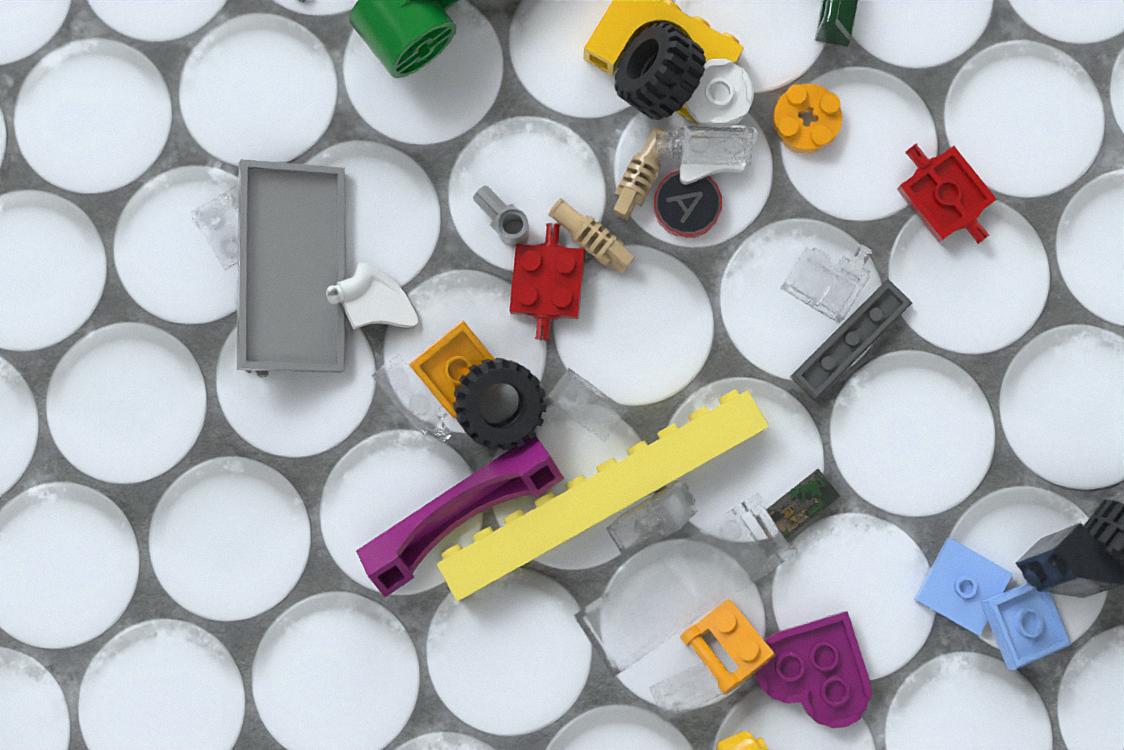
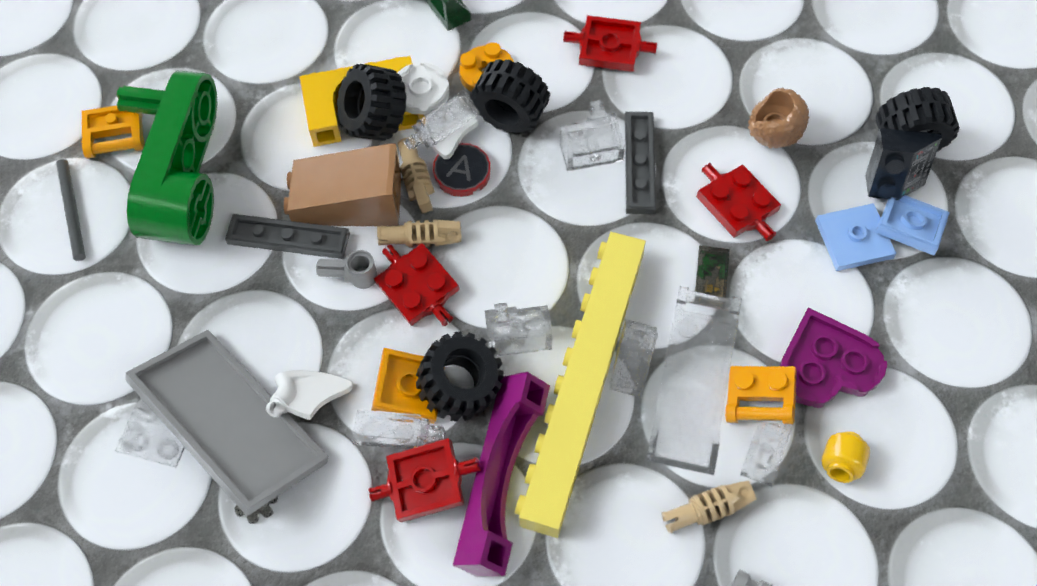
camera: 45 degrees left, 20 degrees down
(397, 462) = (424, 480): none -> red plate
(483, 134) = (287, 236): none -> dark grey tile
(565, 136) = (346, 188): none -> medium nougat slope
(596, 691) = (710, 505): none -> tan hinge
(789, 176) = (510, 96): none -> black tyre
(897, 458) = (738, 201): none -> red plate
(1012, 420) = (779, 119): none -> medium nougat hair

